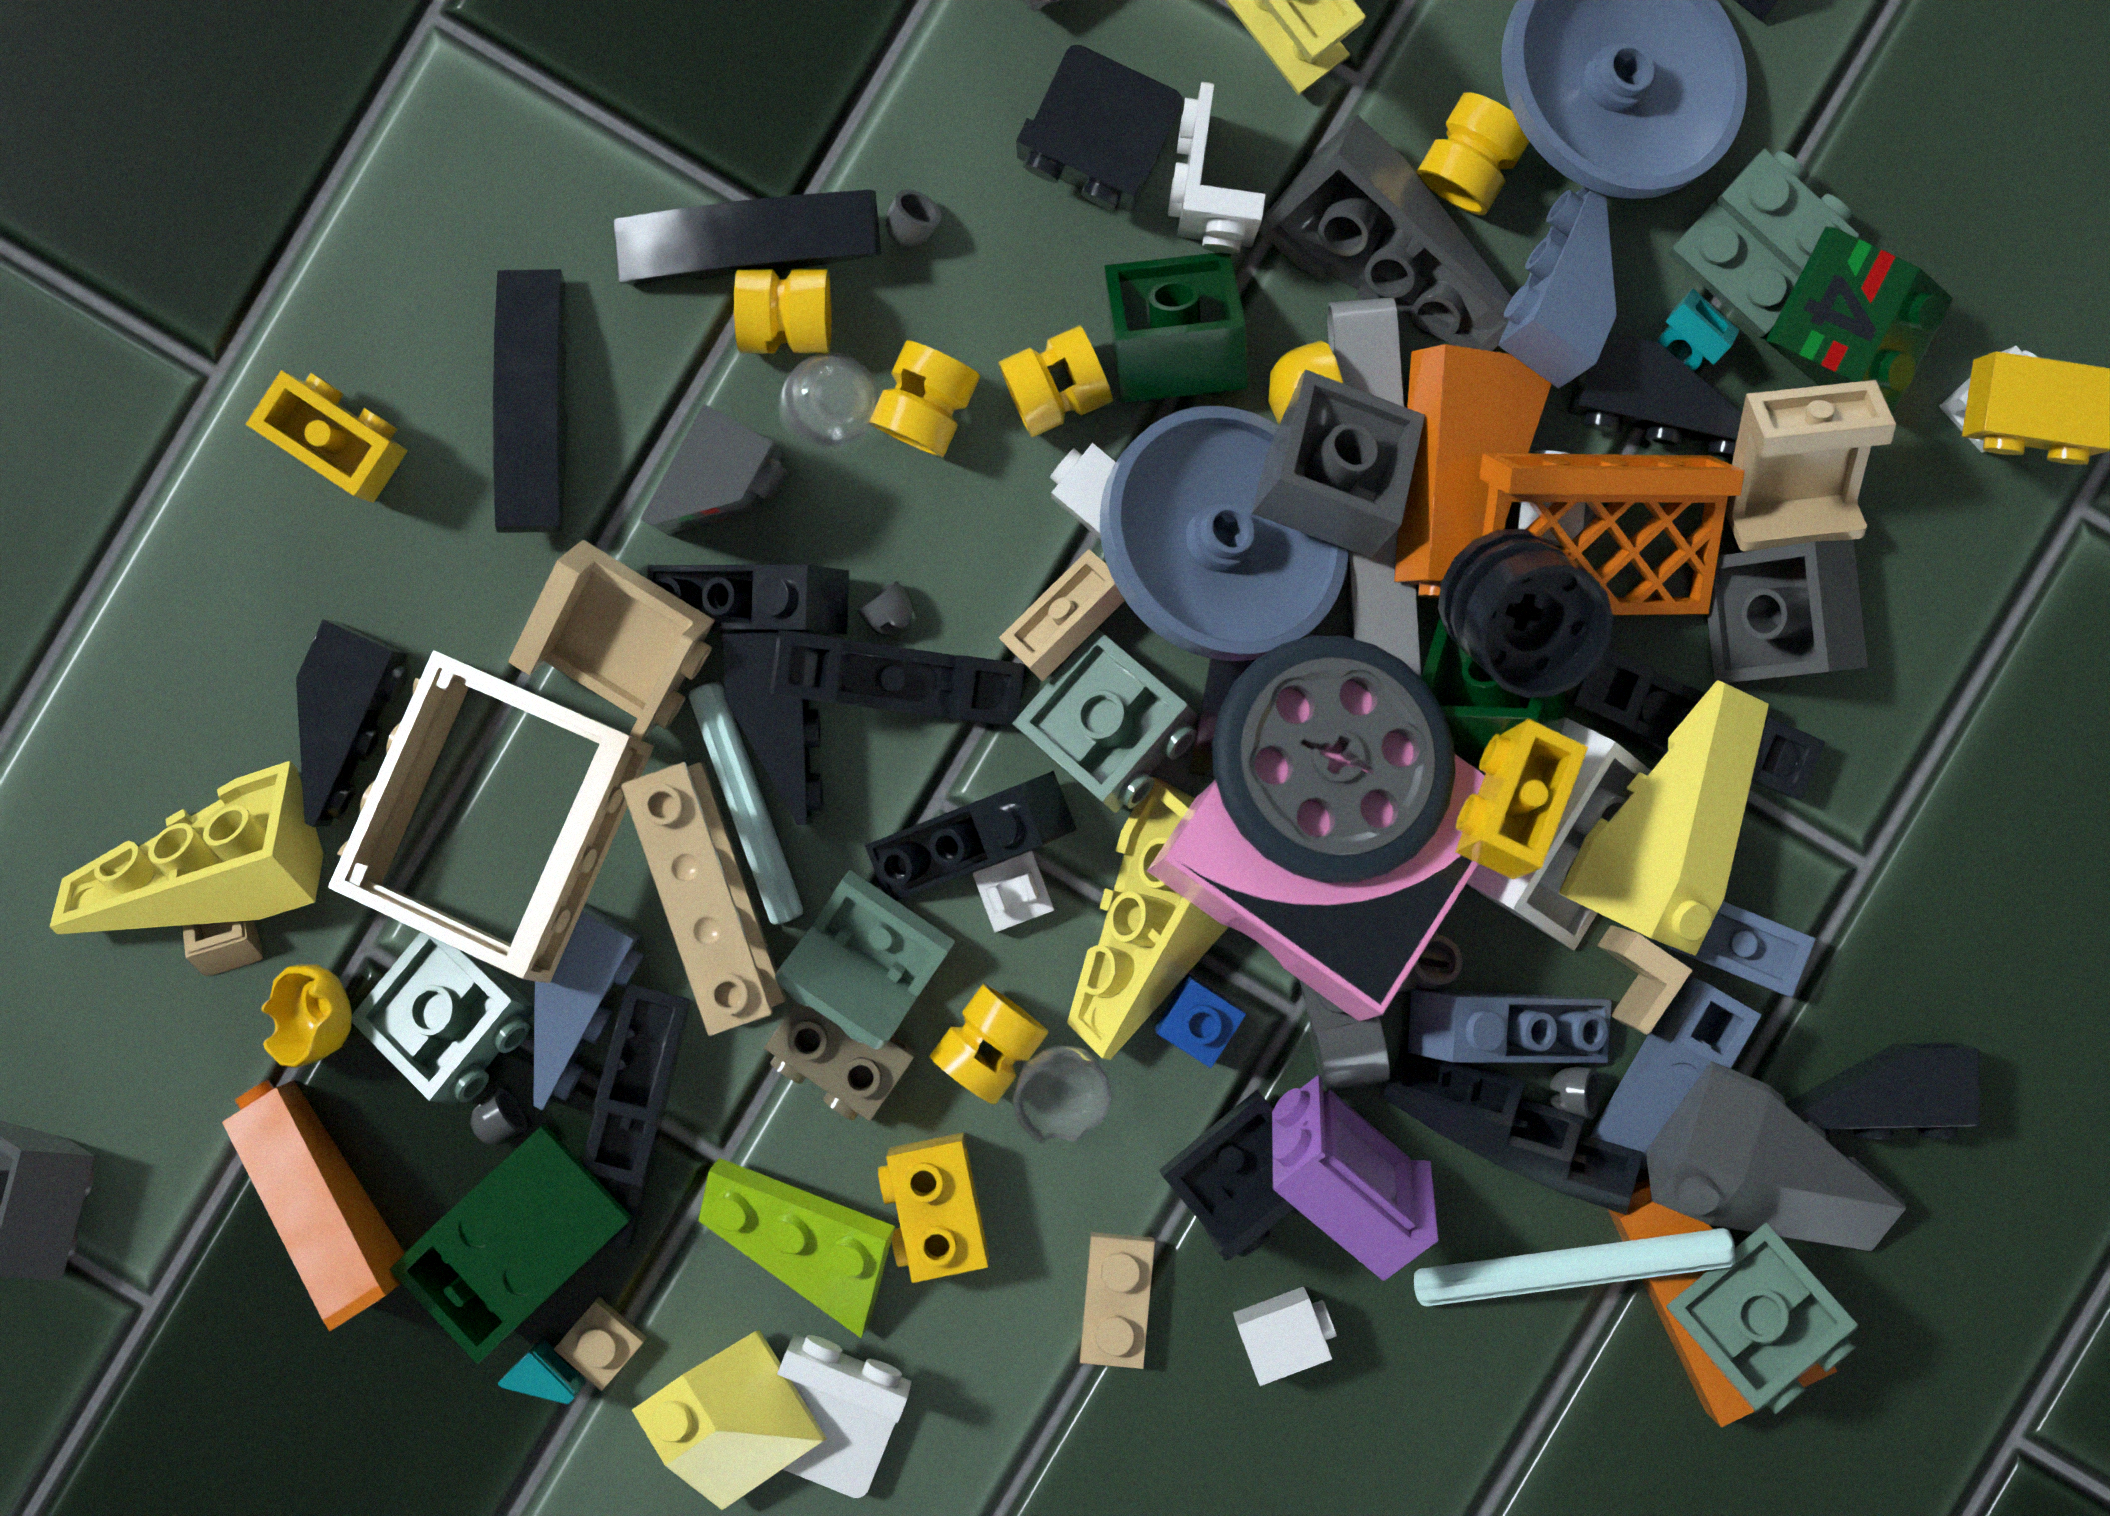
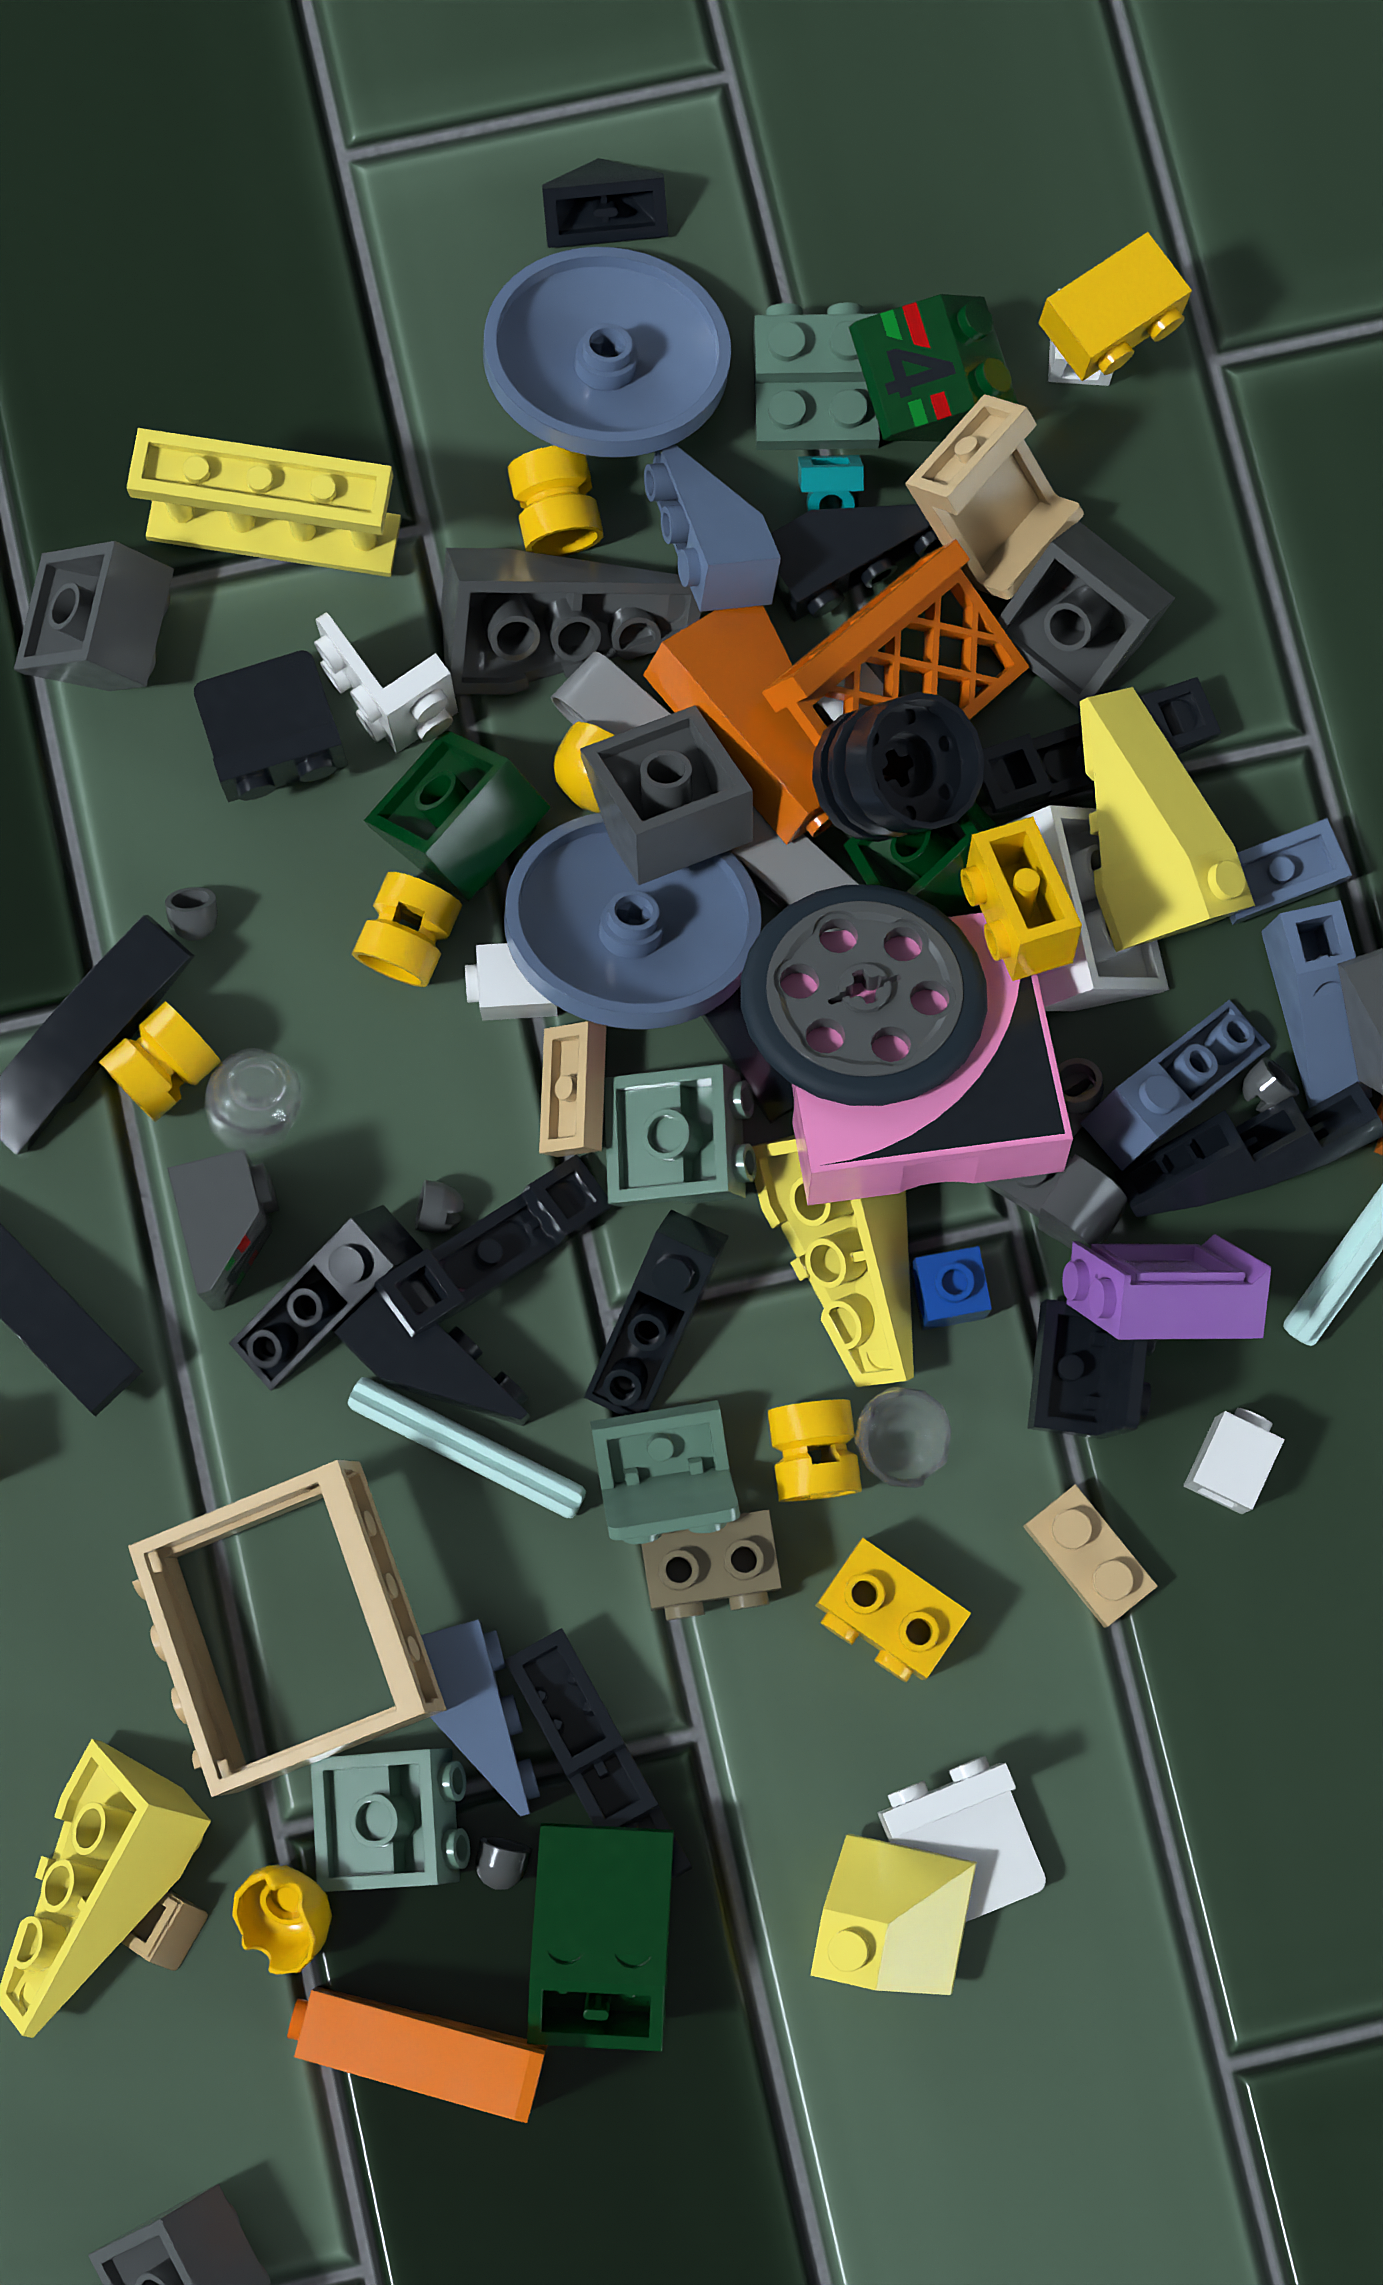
camera: 50 degrees left, 10 degrees down
(339, 704) = (88, 1652): black slope -> none
(544, 1375) = (717, 2021): teal slope -> none
(600, 1343) = (739, 1961): tan plate -> none
(615, 636) = (256, 1410): tan panel -> none
(704, 895) = (500, 1530): tan fence -> none
(801, 1239) = (815, 1731): lime wing -> none
(924, 398) = (323, 1030): yellow wheel -> none
(1013, 891) = (725, 1327): white tile -> none
(1657, 979) = (1234, 941): tan panel -> none

